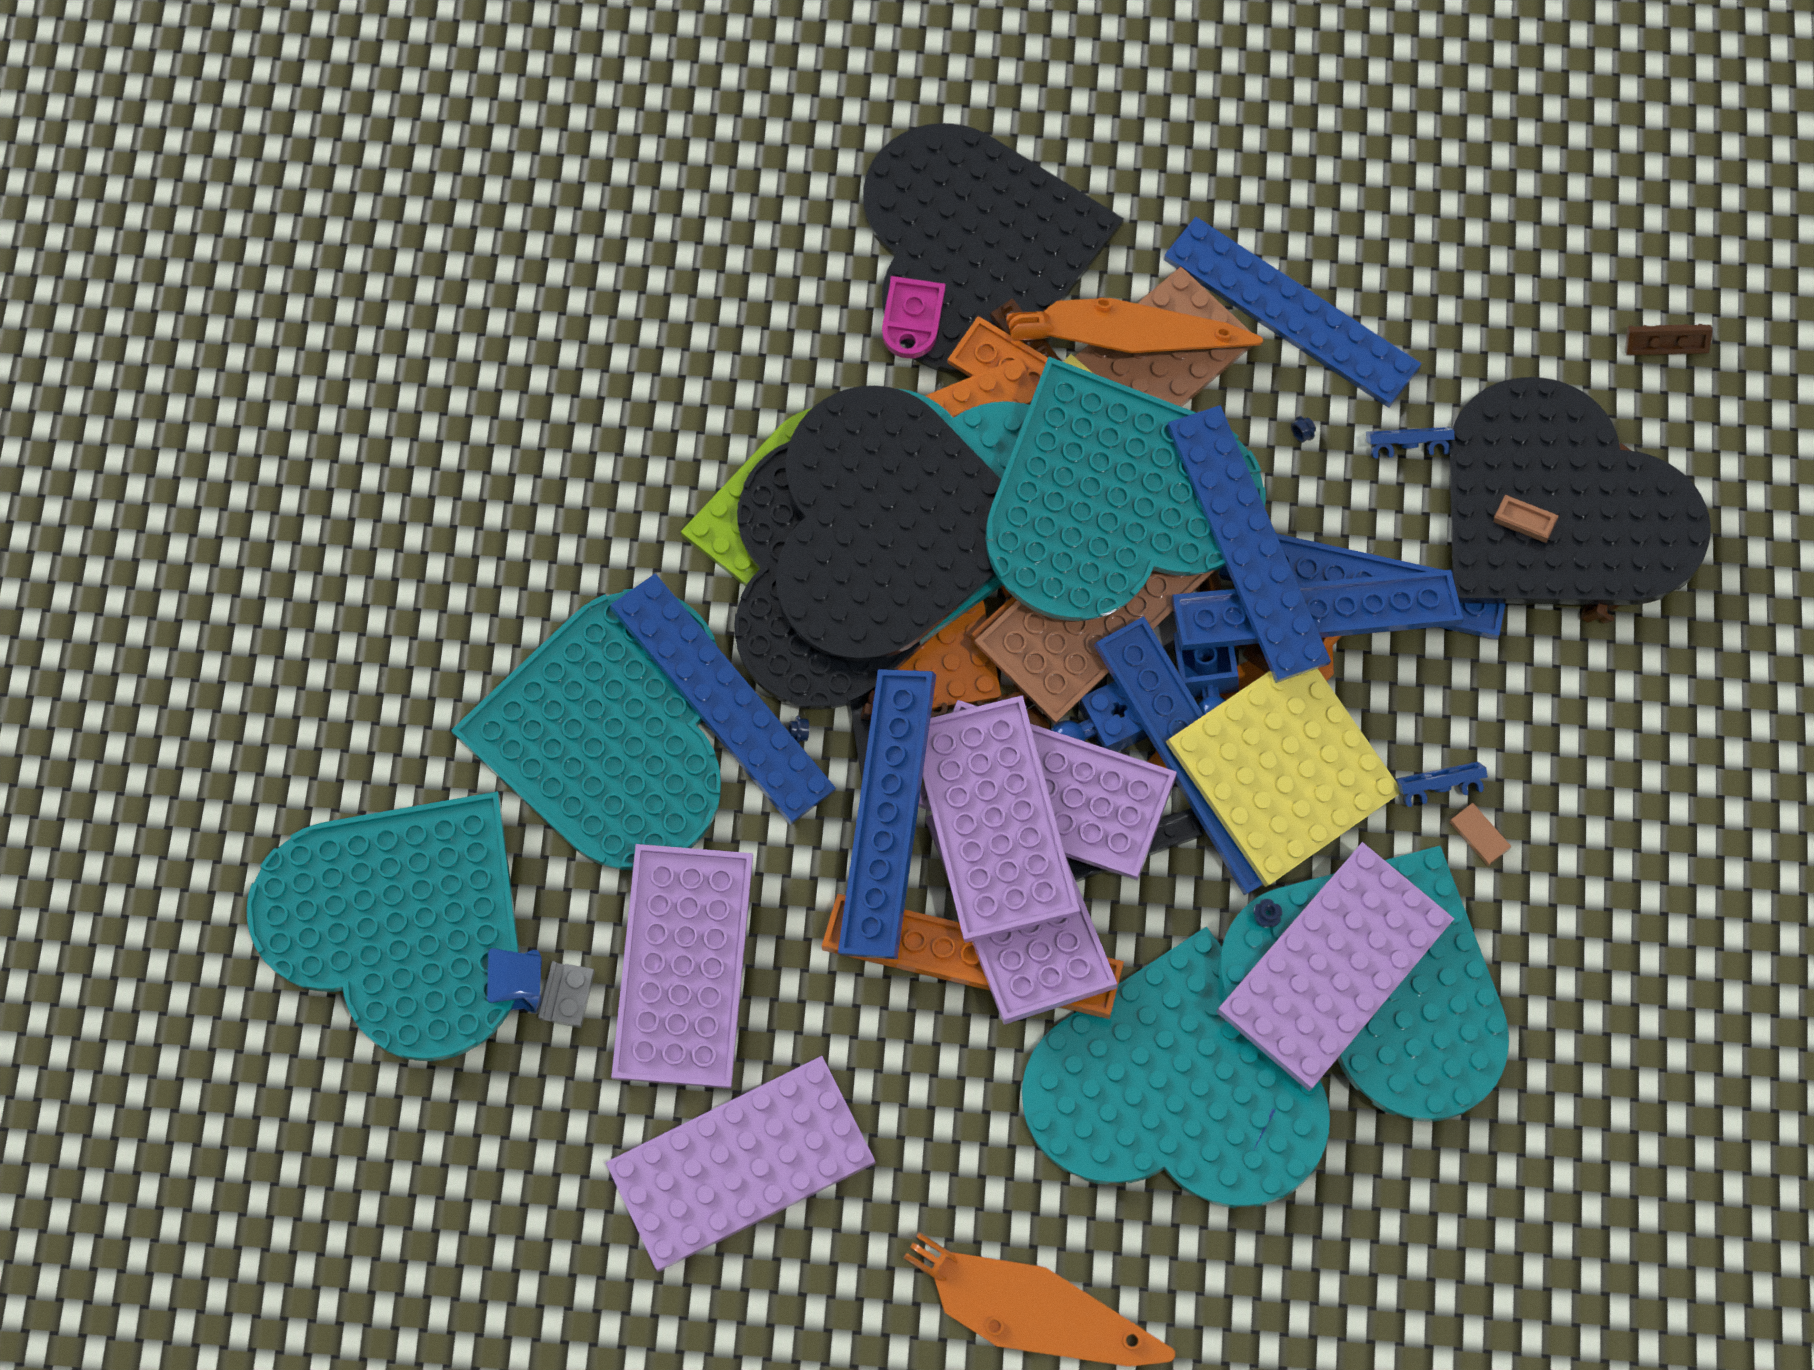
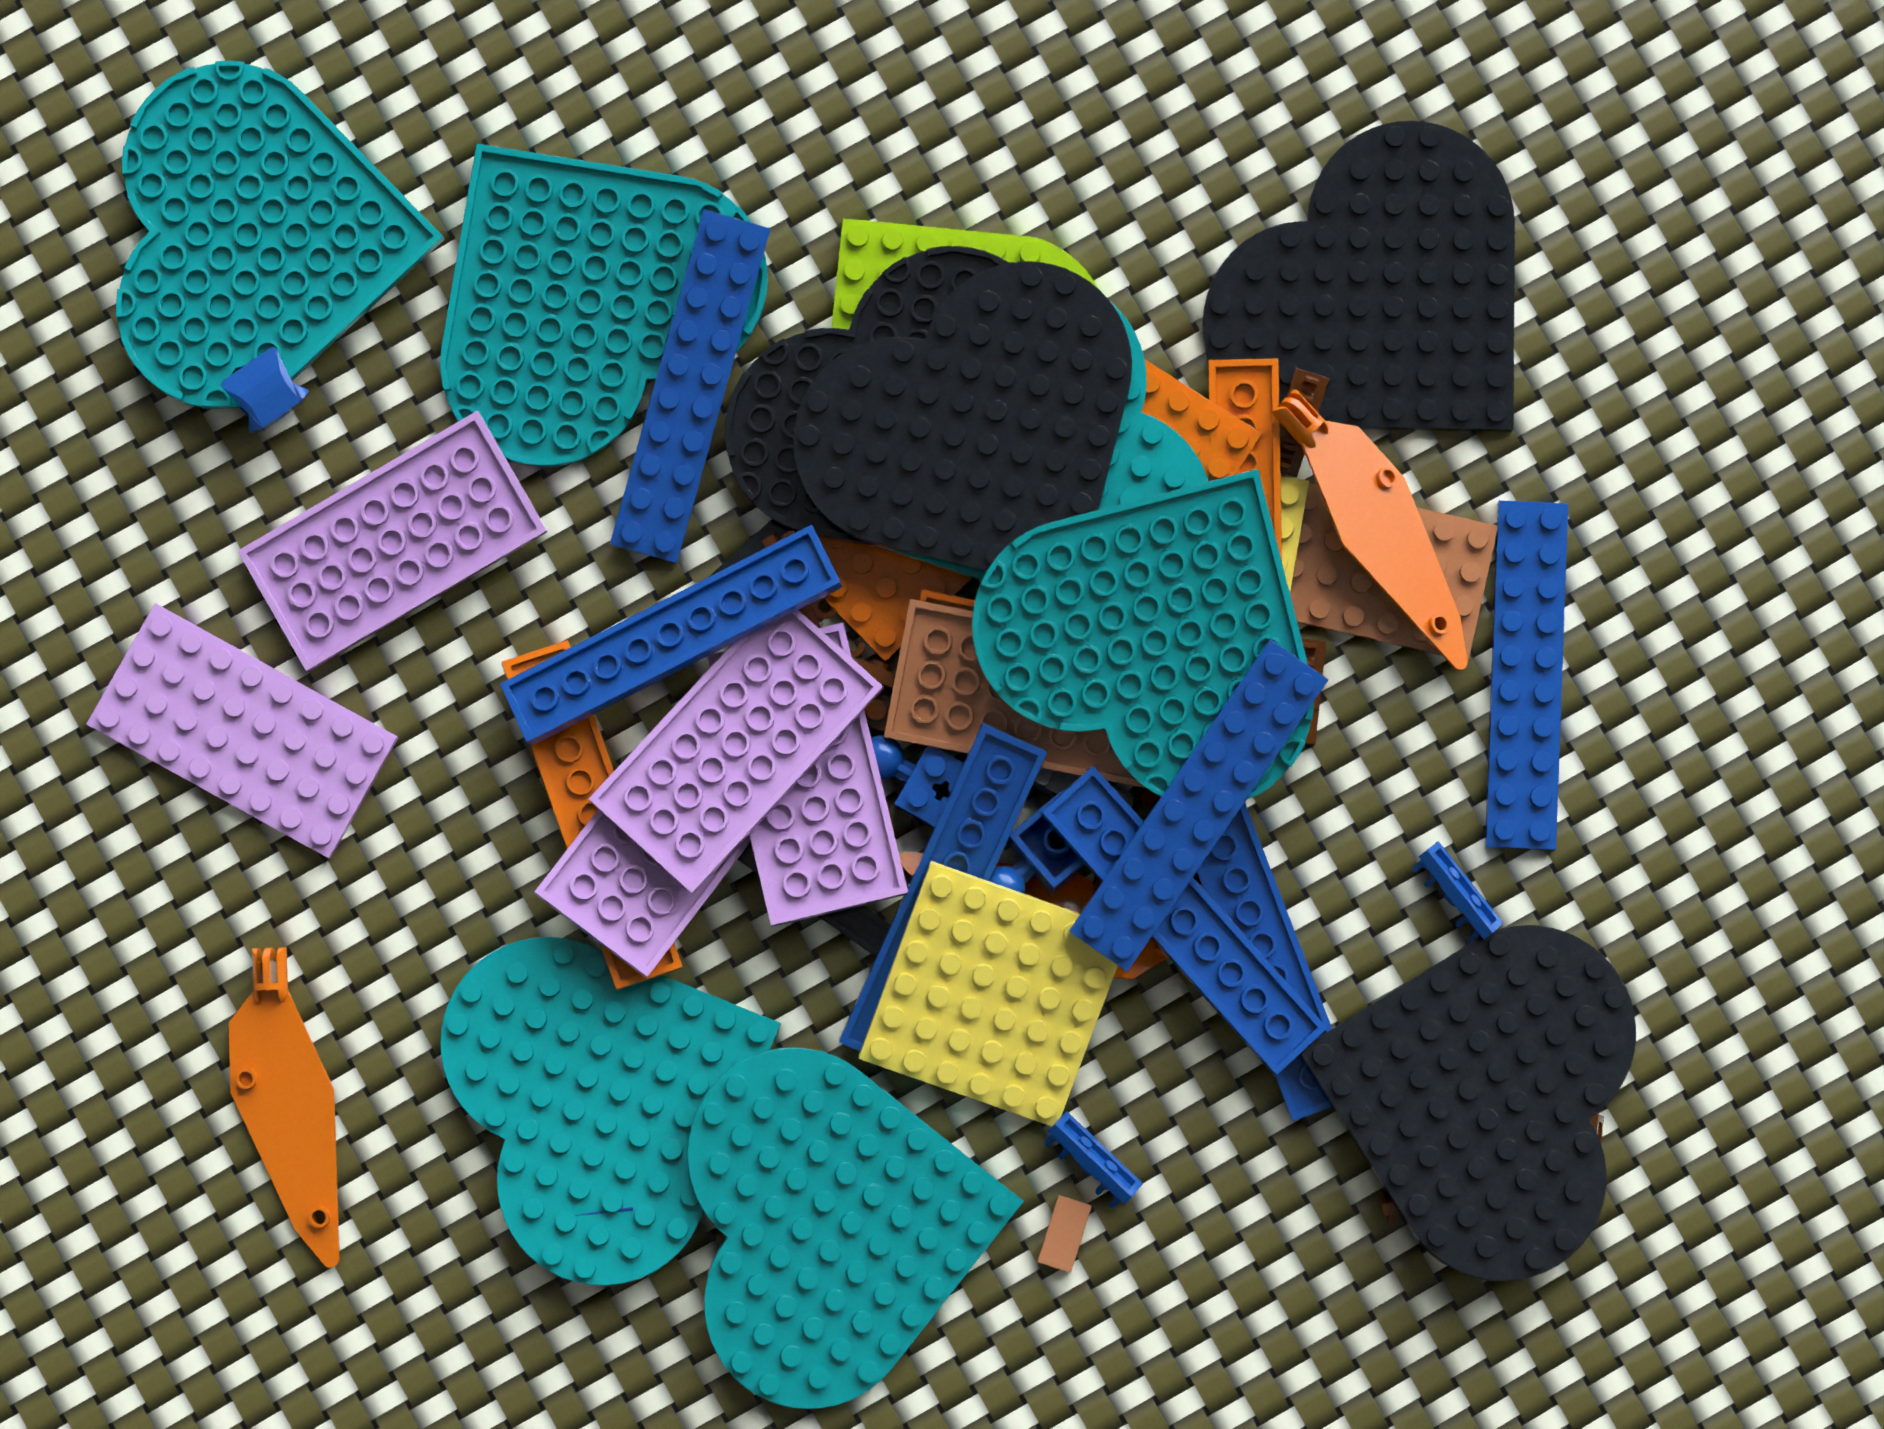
camera: 55 degrees right, 15 degrees up
(566, 994) = (293, 448): light grey plate -> none
(799, 729) = (712, 484): dark blue plate -> none
(912, 313) = (1243, 286): dark pink tile -> none
(1267, 920) = (817, 1068): dark blue plate -> none
(1303, 429) = (1394, 775): dark blue plate -> none
(1335, 966) = (813, 1177): lavender plate -> none
(1525, 518) = (1435, 1069): nougat tile -> none
(1668, 339) = (1762, 1091): reddish brown plate -> none

